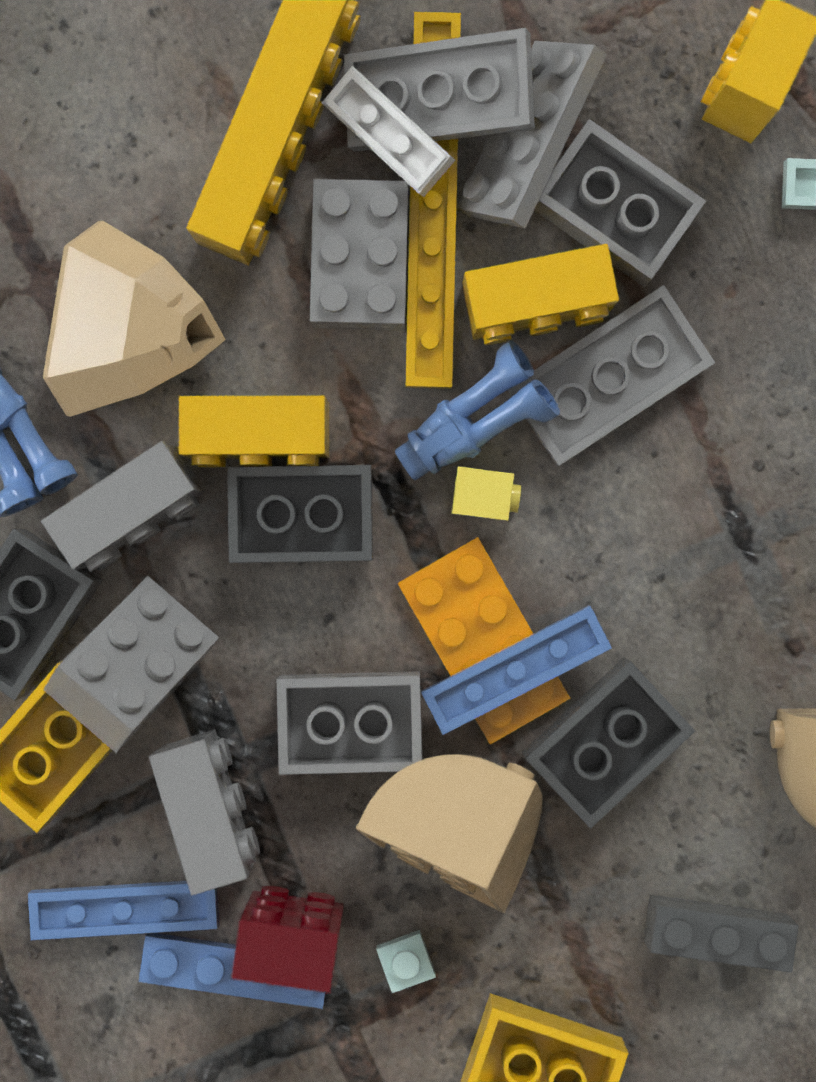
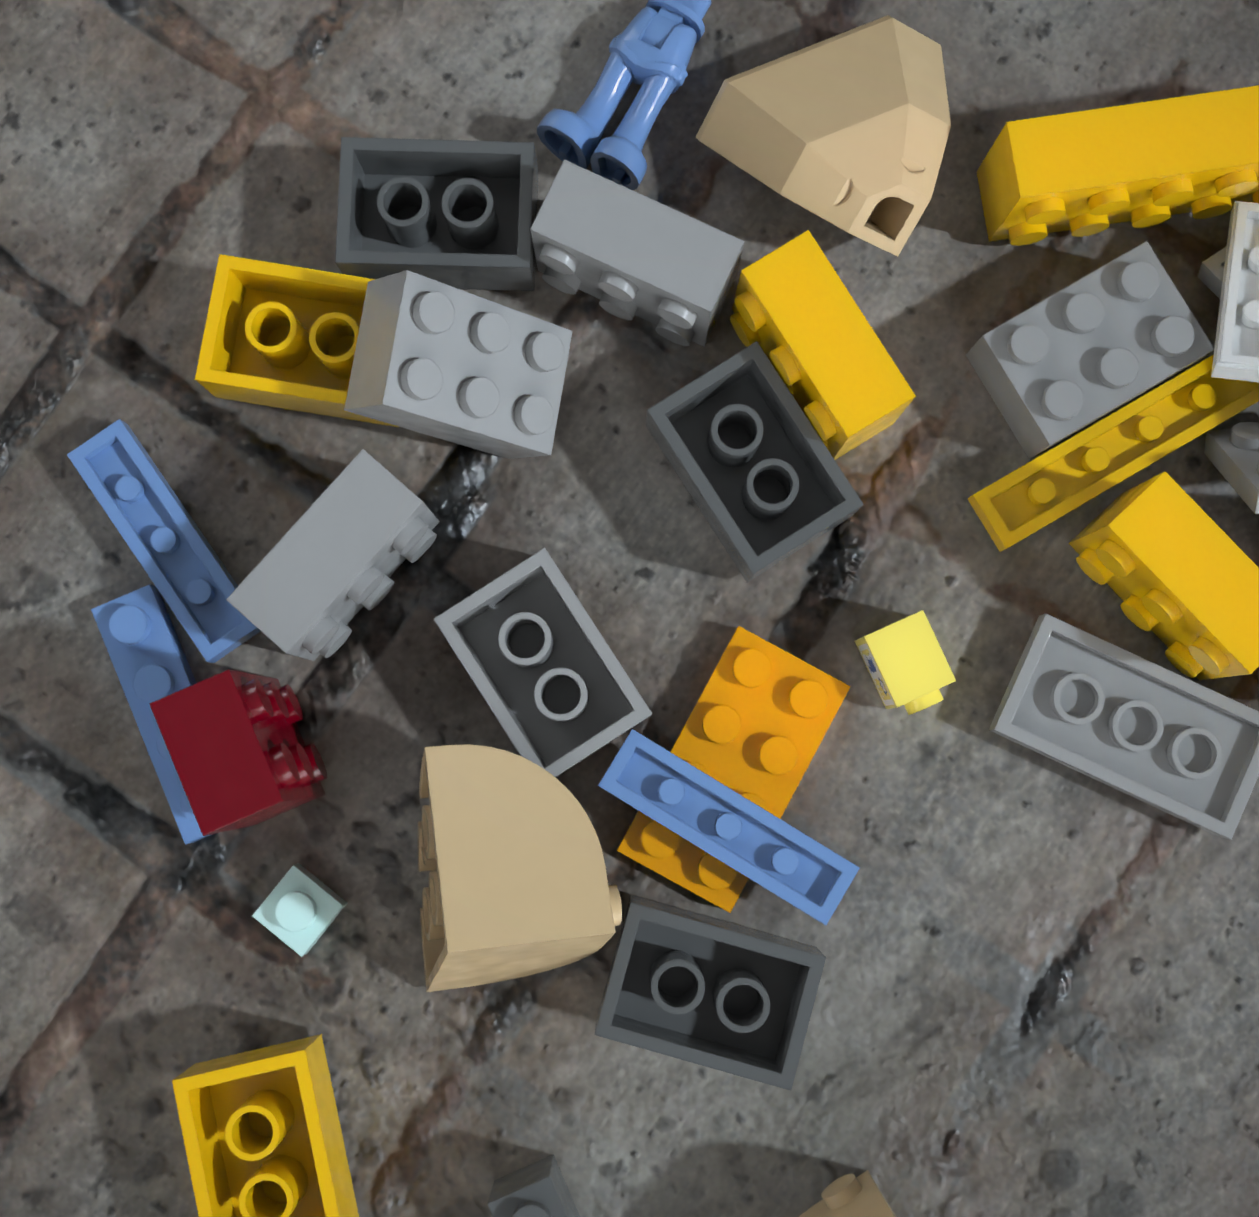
camera: 55 degrees right, 5 degrees down
(450, 432) = (952, 578): medium blue piece -> none

